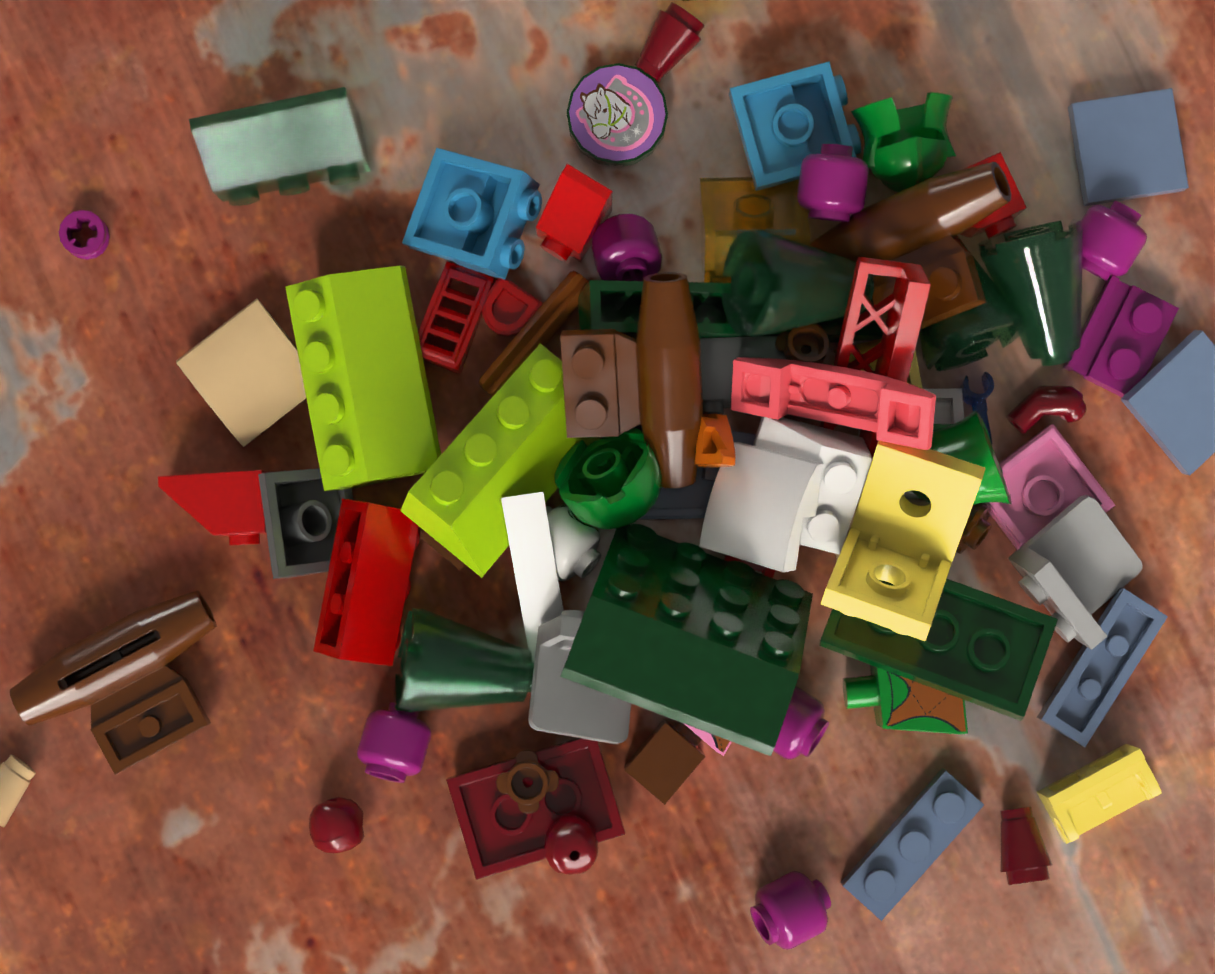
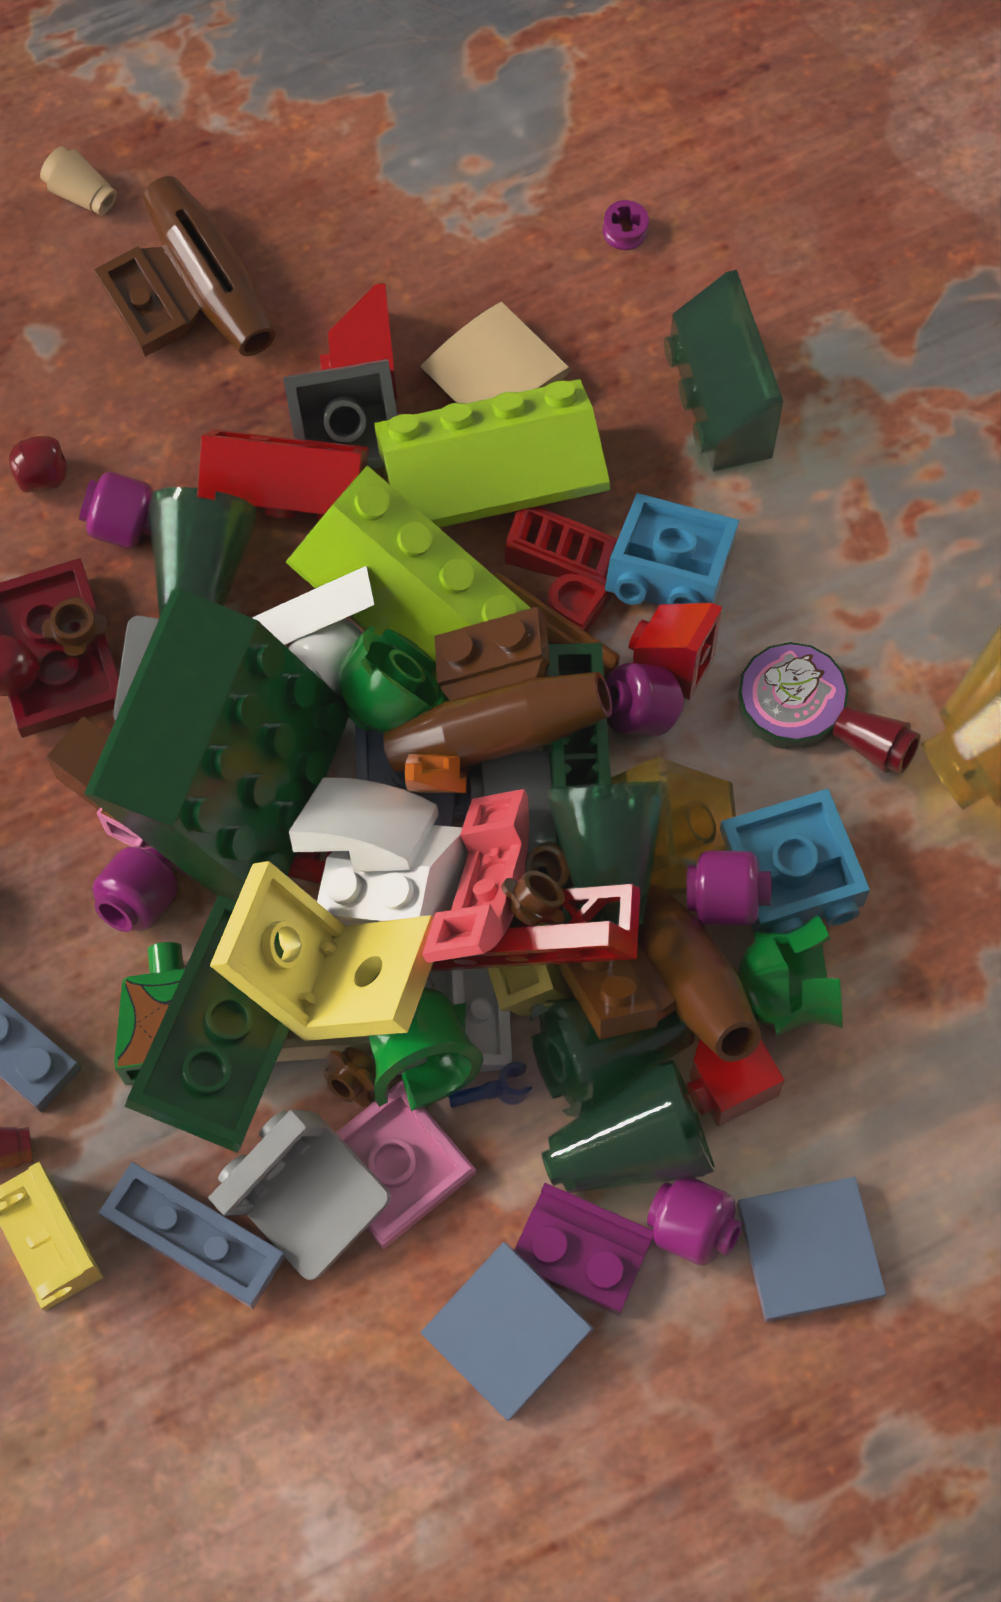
camera: 90 degrees right, 20 degrees down
(862, 351) = (535, 898): none -> reddish brown plate
(1048, 400) = (501, 1167): dark red arm -> none

